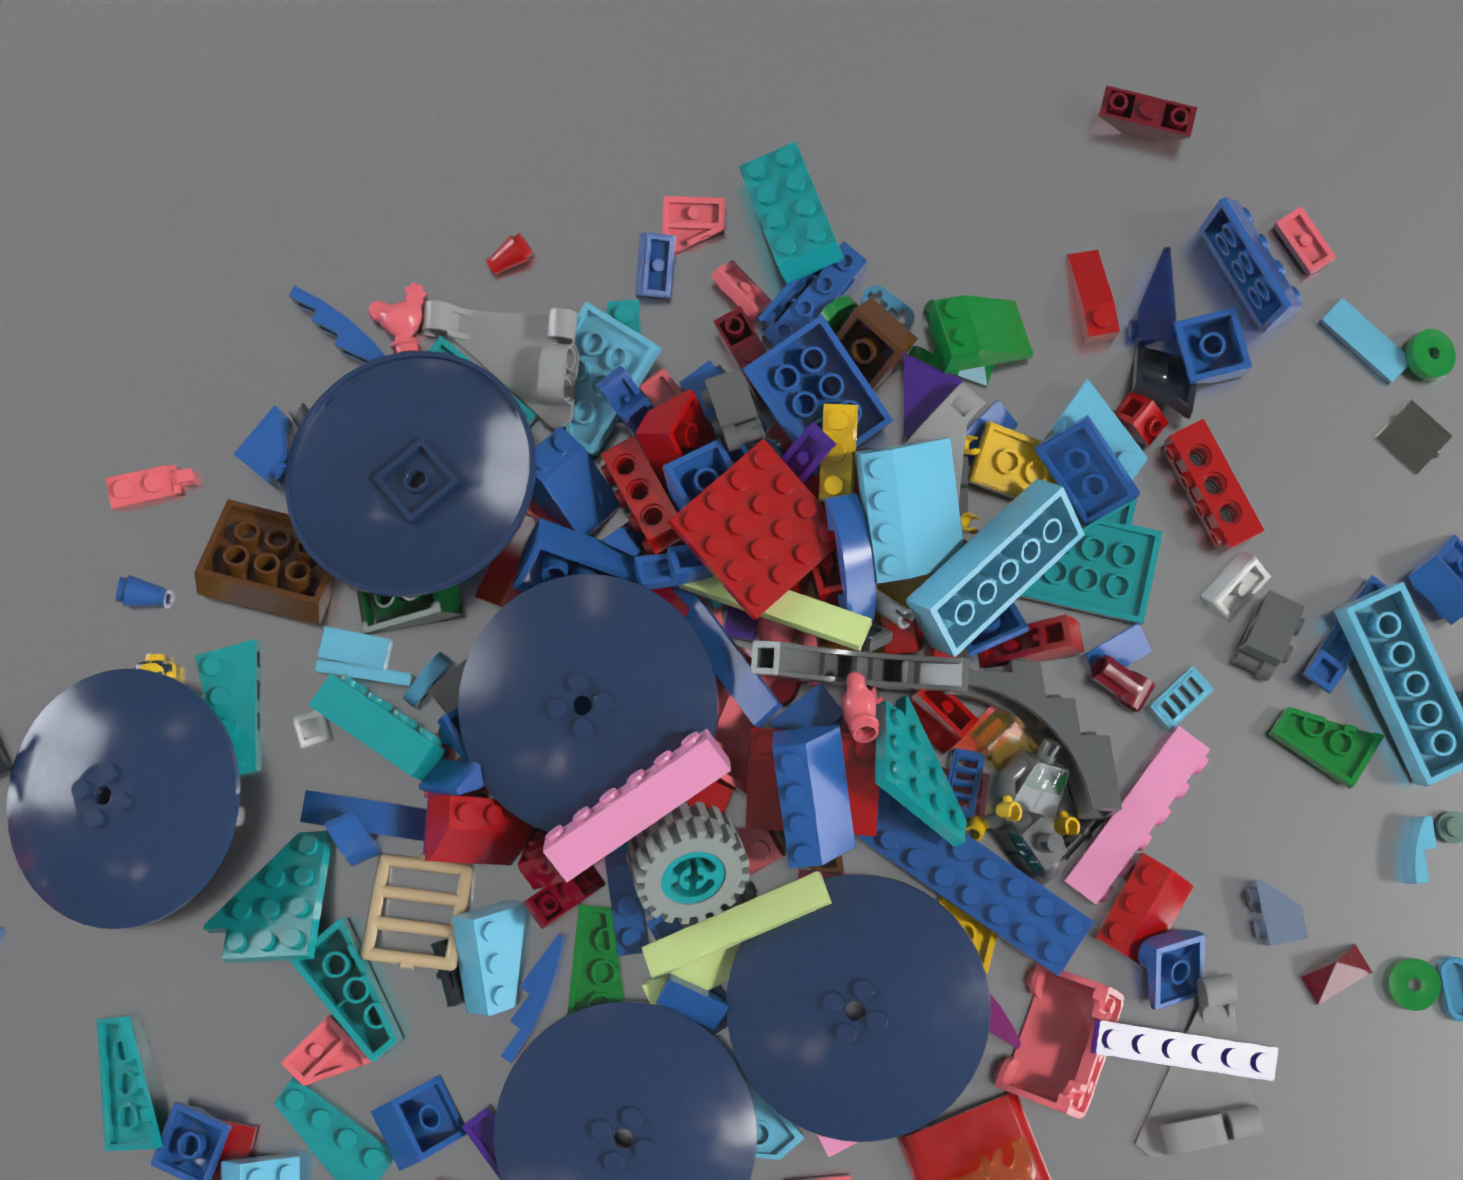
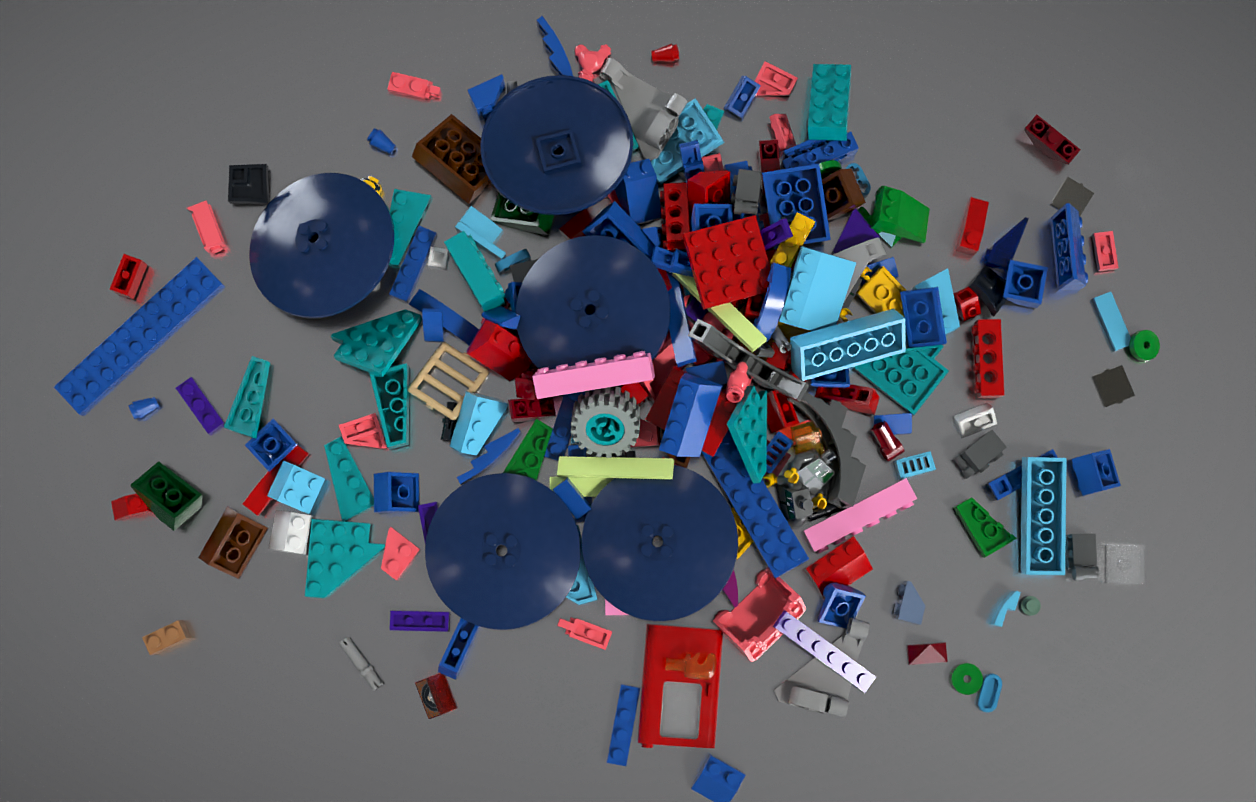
camera: 20 degrees right, 0 degrees up
(53, 1134) = (200, 405): none -> dark purple plate
(277, 757) = (413, 264): none -> blue plate
(1215, 180) = (1072, 193): none -> clear smoke piece

